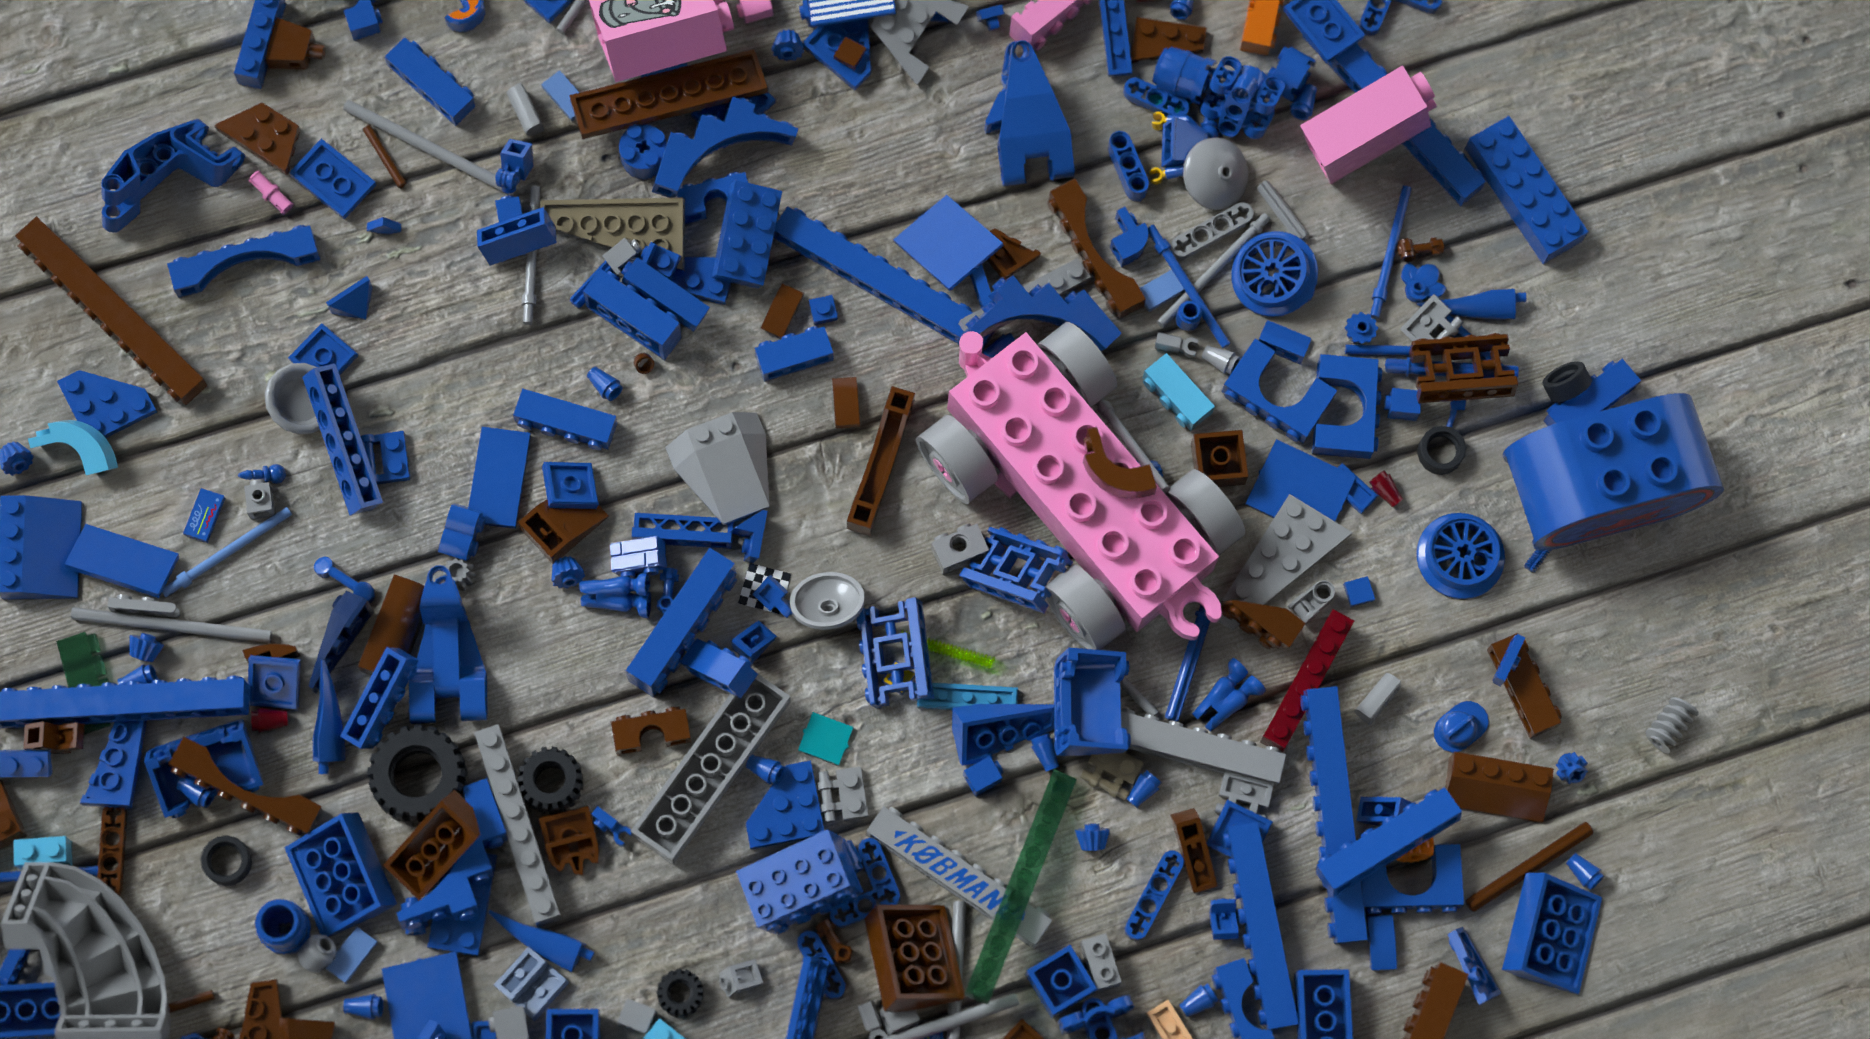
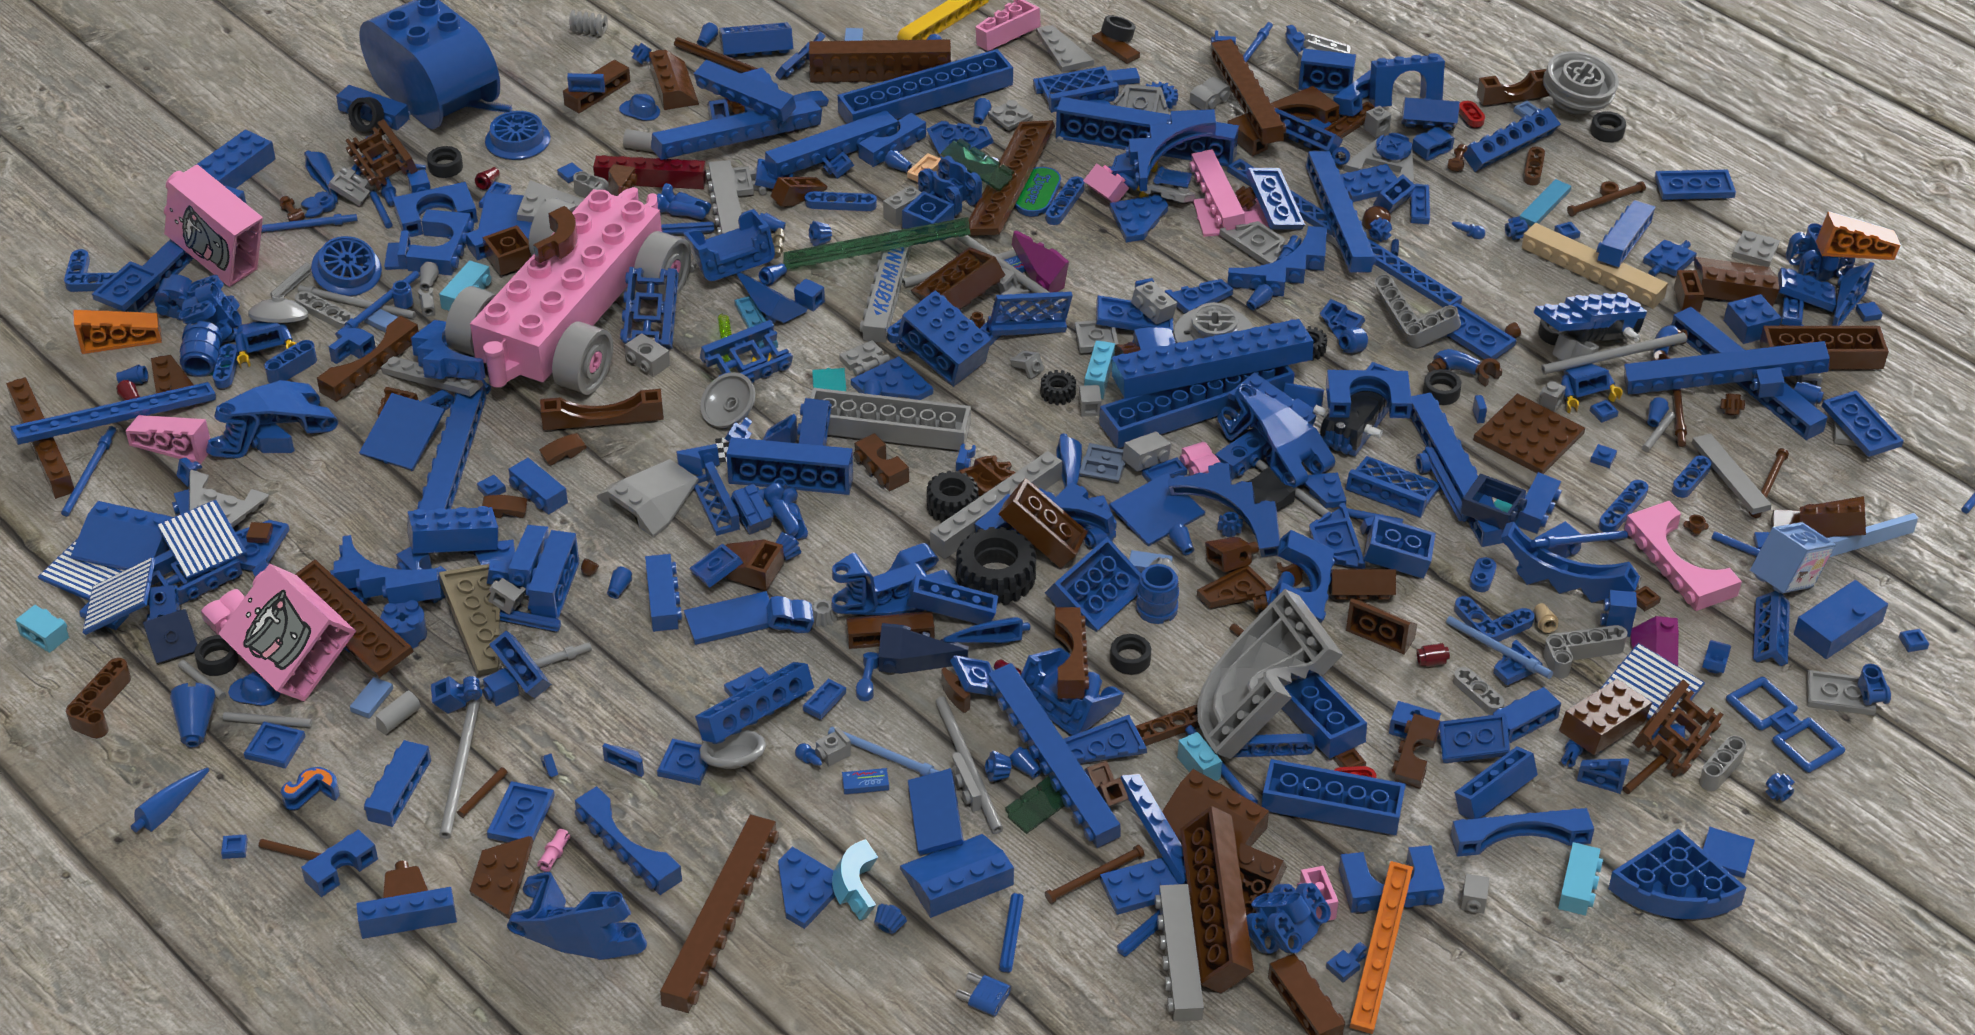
camera: 110 degrees left, 30 degrees down
(331, 520) = (824, 699): none -> blue plate
(1257, 434) = (475, 243): none -> blue brick
(1365, 322) = (371, 218): blue piece -> none

